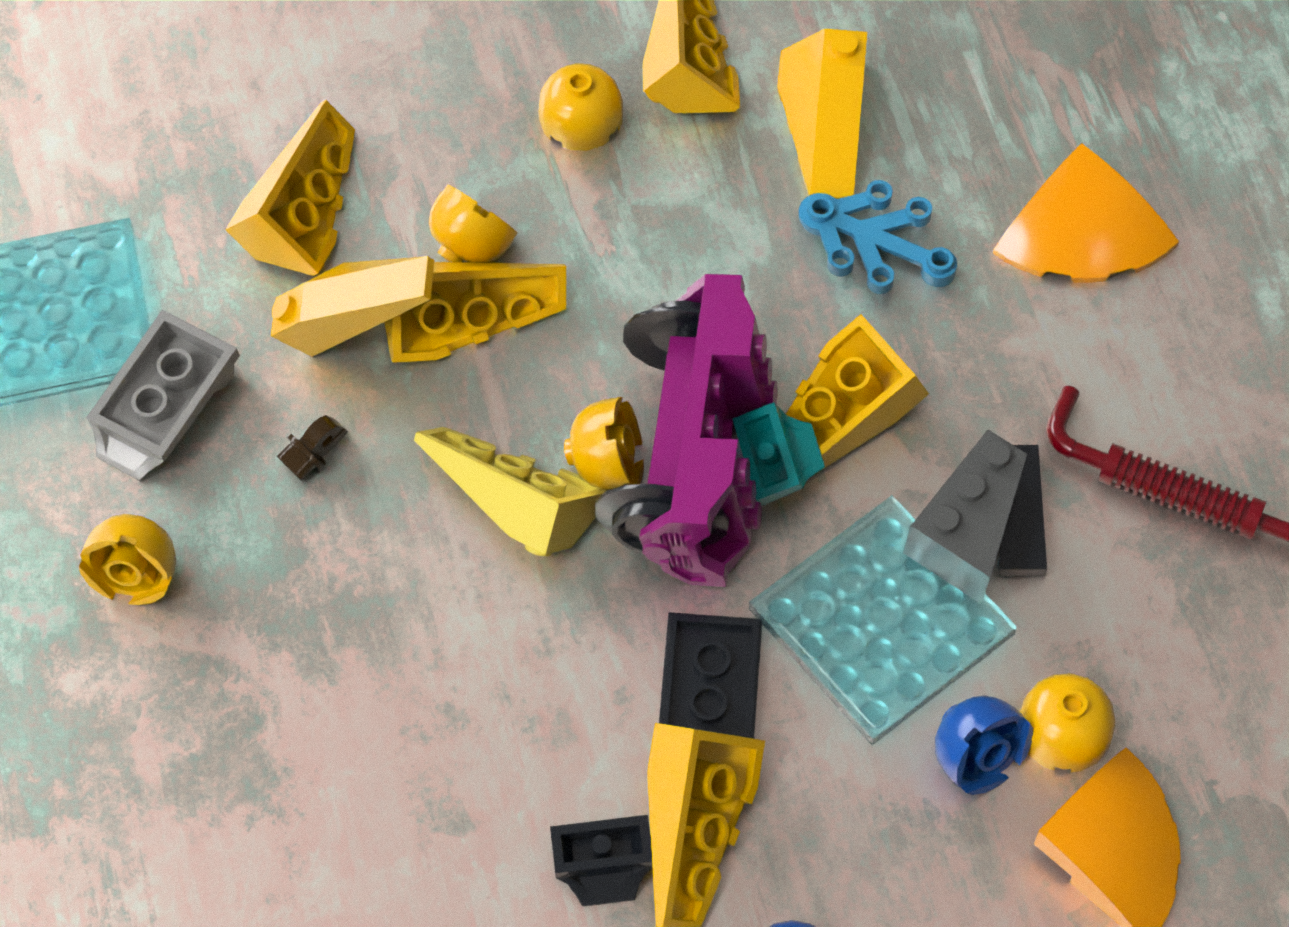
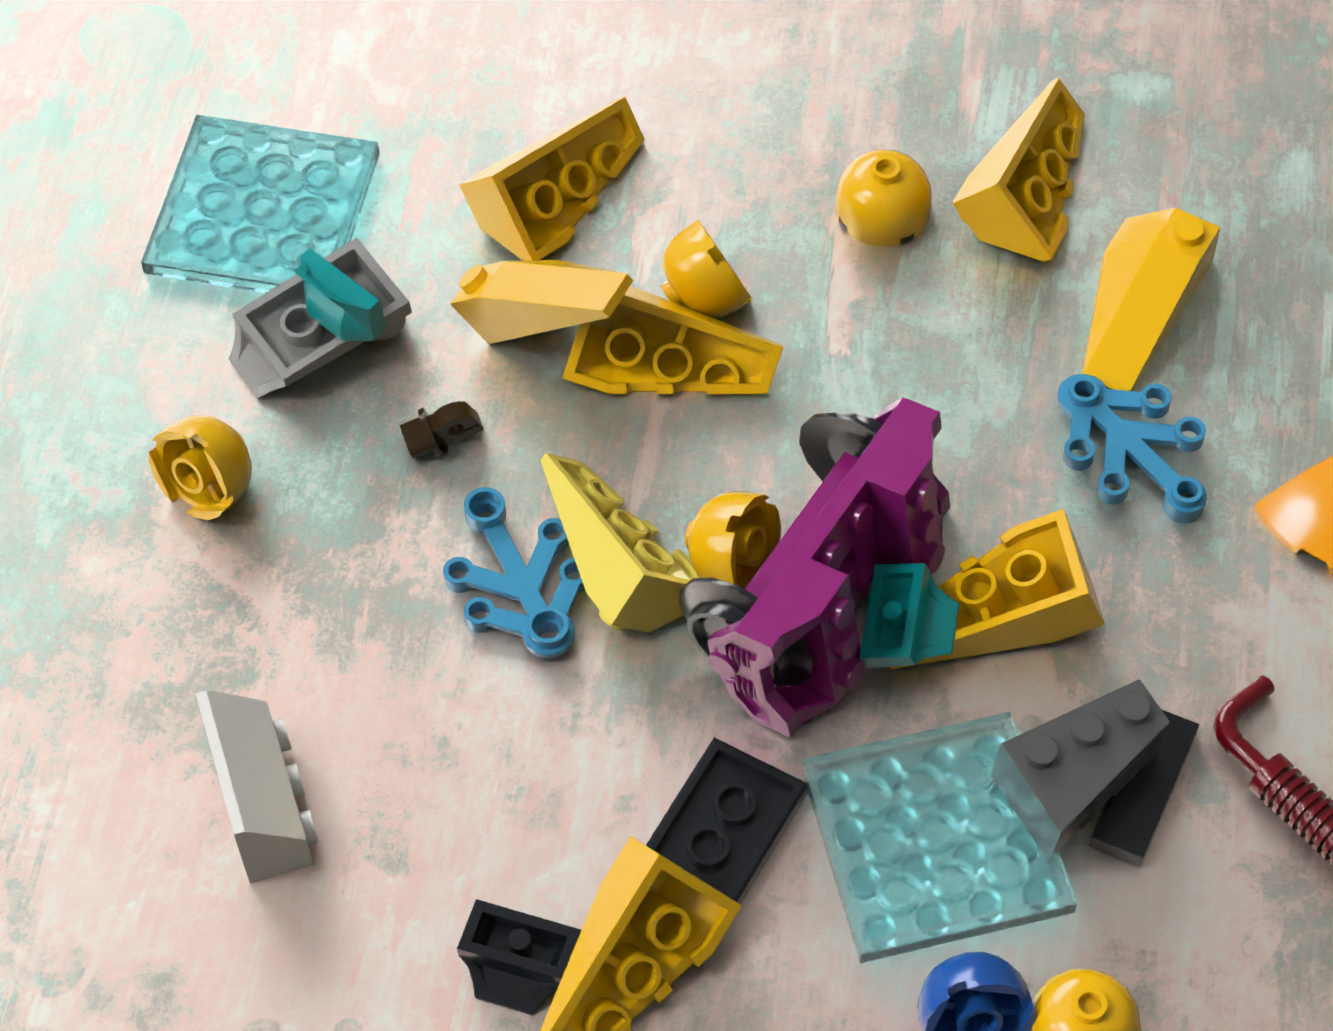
camera: 25 degrees right, 5 degrees down
(179, 371) = (339, 301): none -> teal slope
(319, 810) = (257, 784): none -> white slope
(444, 548) = (519, 581): none -> dark azure plant

